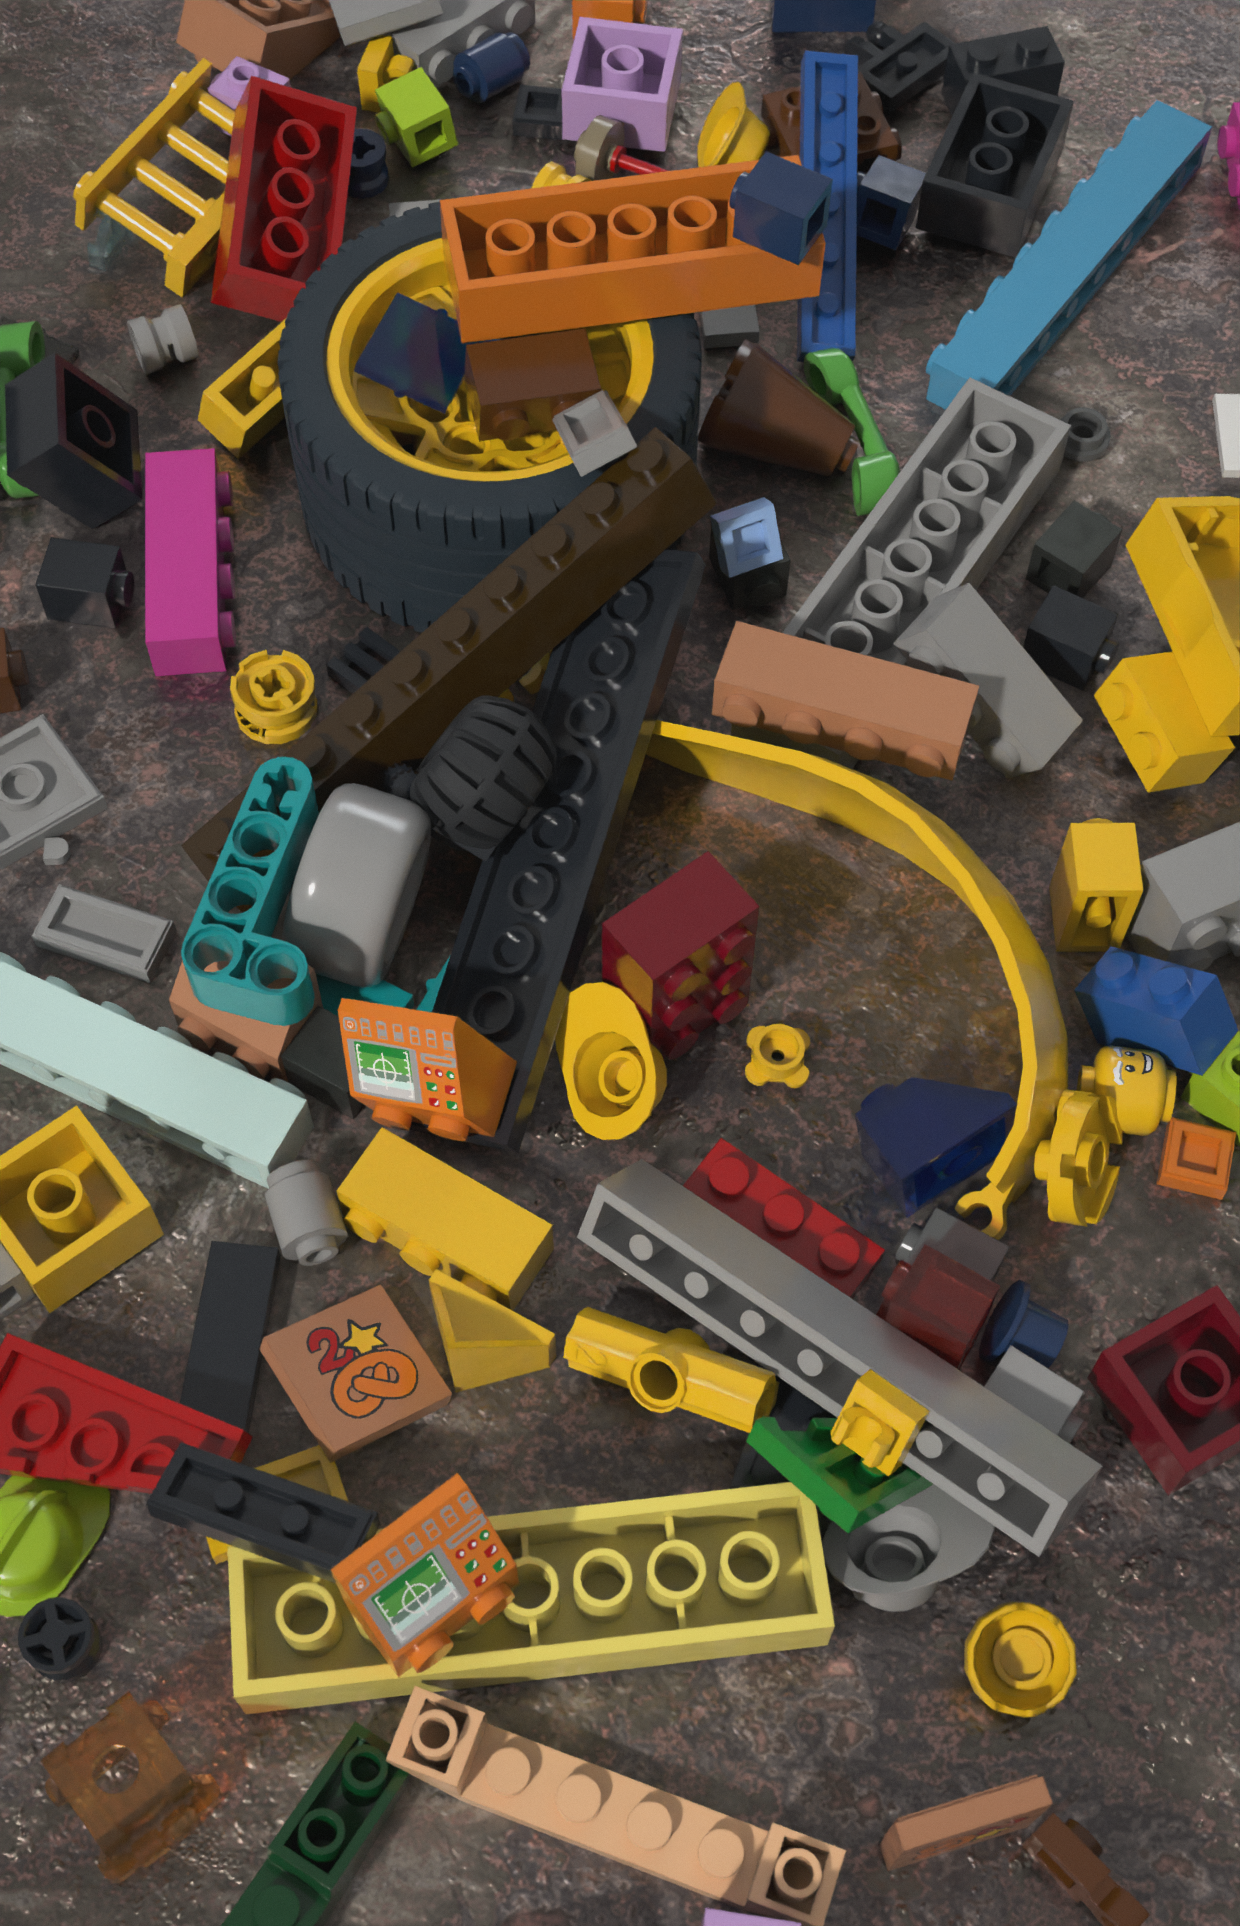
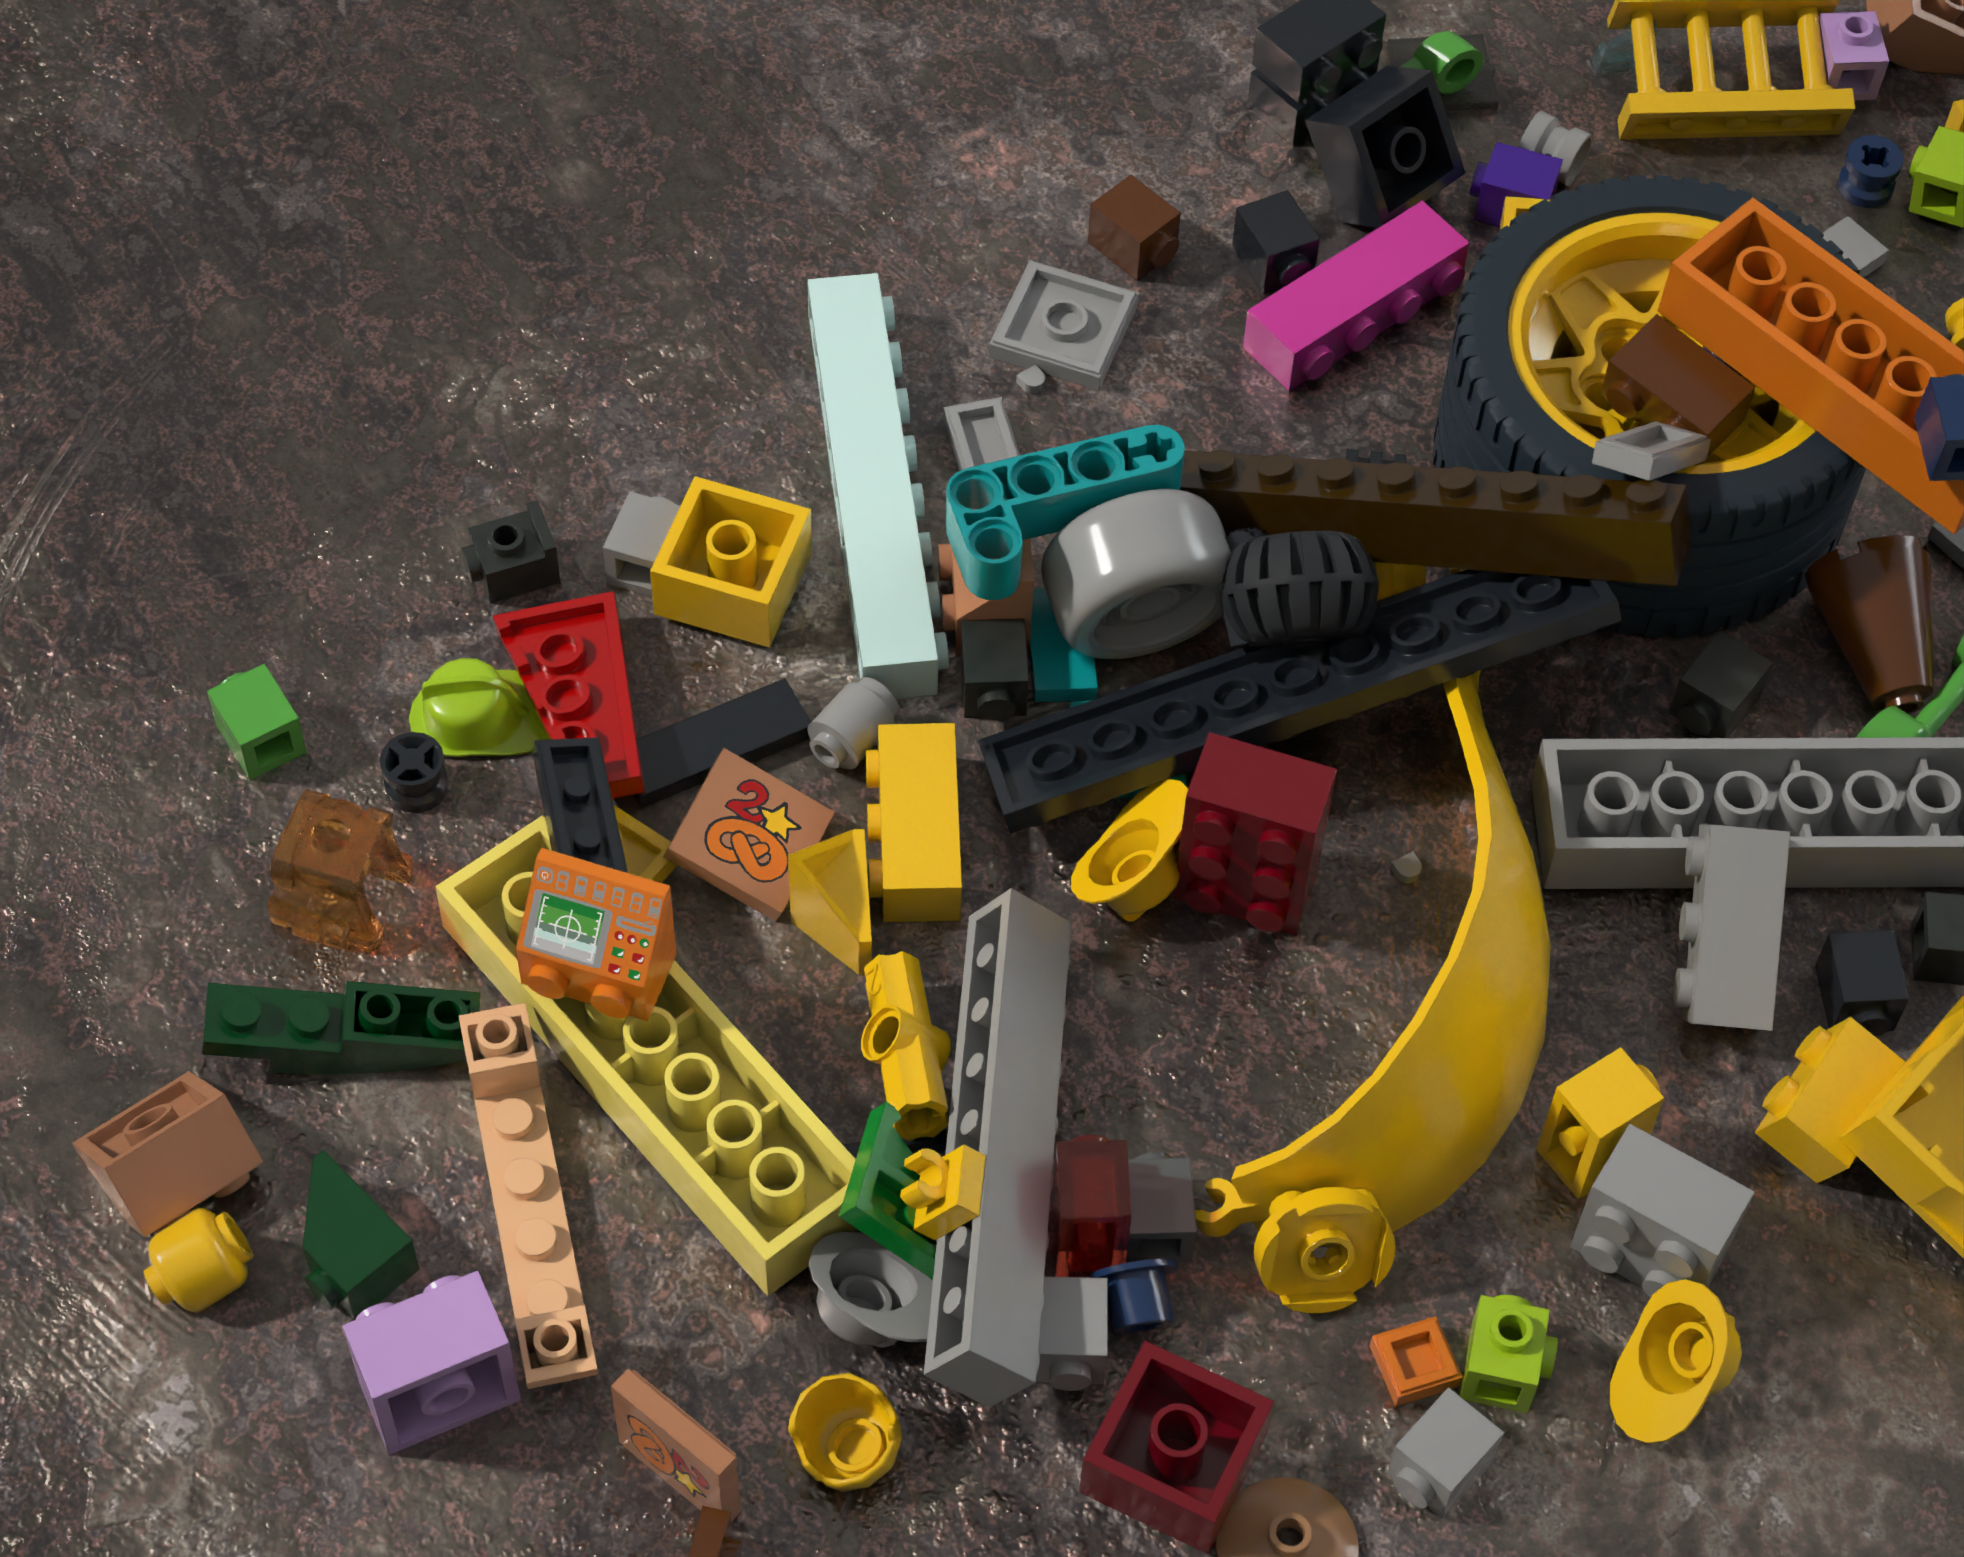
camera: 55 degrees right, 5 degrees down
(174, 385) = (1512, 174): none -> dark purple brick
(281, 196) = (1760, 121): red brick -> none
(287, 710) = (1287, 424): yellow wheel -> none
(416, 353) = (1625, 291): clear blue piece -> none
(423, 1069) = (1013, 715): orange slope -> none
(746, 537) = (1712, 656): light blue tile -> none
(747, 876) = (1407, 868): none -> light grey piece
(782, 1039) = (1253, 964): yellow plate -> none
(785, 1218) = (1106, 1058): red plate -> none
(844, 700) = (1598, 814): nougat brick -> none
(931, 1136) = (1233, 1104): clear blue slope -> none
(1136, 1082) = (1430, 1260): yellow head -> none
(1157, 1008) = (1514, 1232): blue brick -> none

